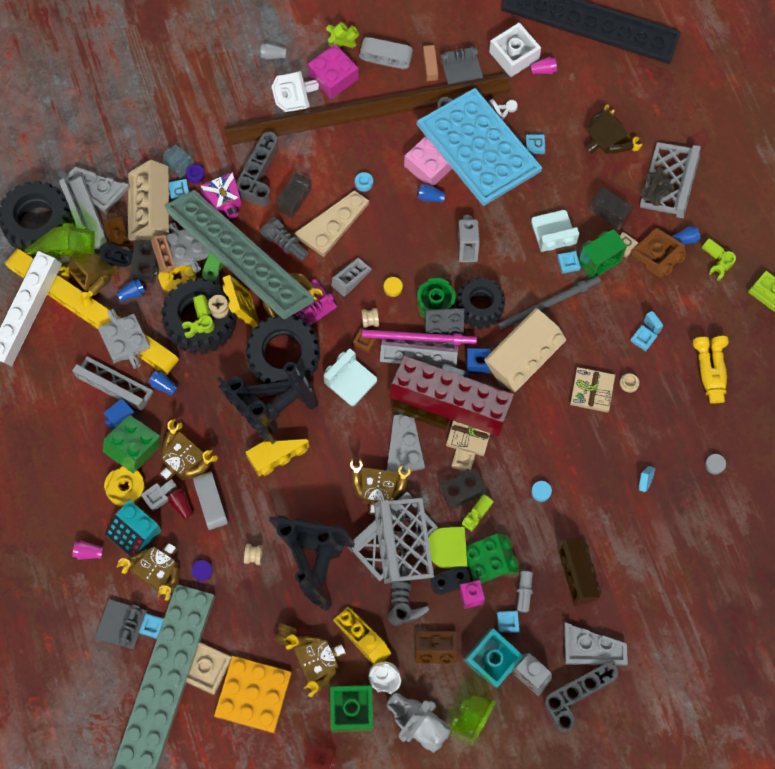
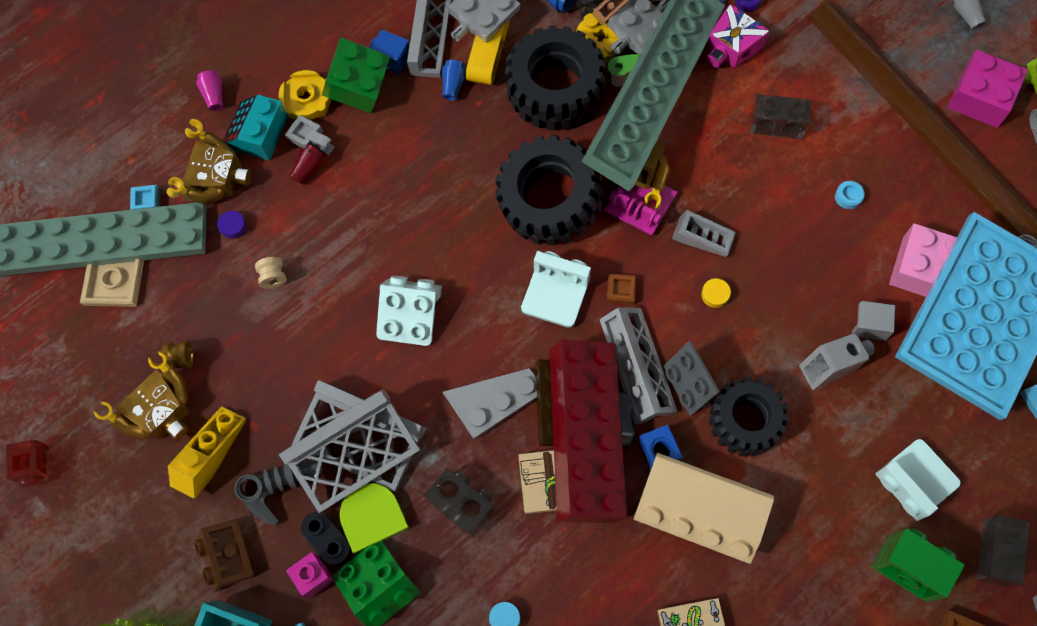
camera: 75 degrees right, 0 degrees up
(121, 624) = (135, 164): dark grey hinge -> none
(182, 455) = (367, 137): pearl gold torso -> none
(205, 323) = (537, 77): lime bar -> none
(210, 500) = (322, 194): light grey beam -> none
(221, 309) = (563, 89): tan wheel -> none
(240, 301) = (588, 105): yellow plate -> none
(253, 694) = (93, 349): light orange plate -> none
(261, 167) = (828, 60): dark grey beam -> none
(262, 415) = (442, 198): black plate -> none
(268, 456) = (405, 234): yellow slope -> none
(275, 231) = (715, 120): dark grey piece -> none
(291, 91) = (925, 50): white piece -> none
(321, 474) = (407, 310): none -> light aqua bracket
(328, 546) = (299, 347): black plate -> none
(329, 226) = (764, 181): tan wing -> none
(351, 708) = (99, 476): green brick -> none
(370, 318) = (654, 280): tan wheel -> none
(378, 485) = (418, 385): pearl gold torso -> none
(384, 677) = (158, 502): white hair -> none
(418, 722) = (106, 572): light grey piece -> none
(430, 194) = (878, 283): blue cone -> none
(435, 289) = (727, 340): green brick -> none
(453, 206) = (875, 321): none -> light grey panel
(456, 339) = (677, 404): dark pink bar -> none
(463, 459) = (506, 487): tan tile -> none
(477, 512) = (439, 538): lime bar -> none
(568, 262) = (880, 521): medium azure tile -> none
(580, 287) = (849, 555): dark grey bar -> none
(630, 242) = (958, 600): tan tile -> none

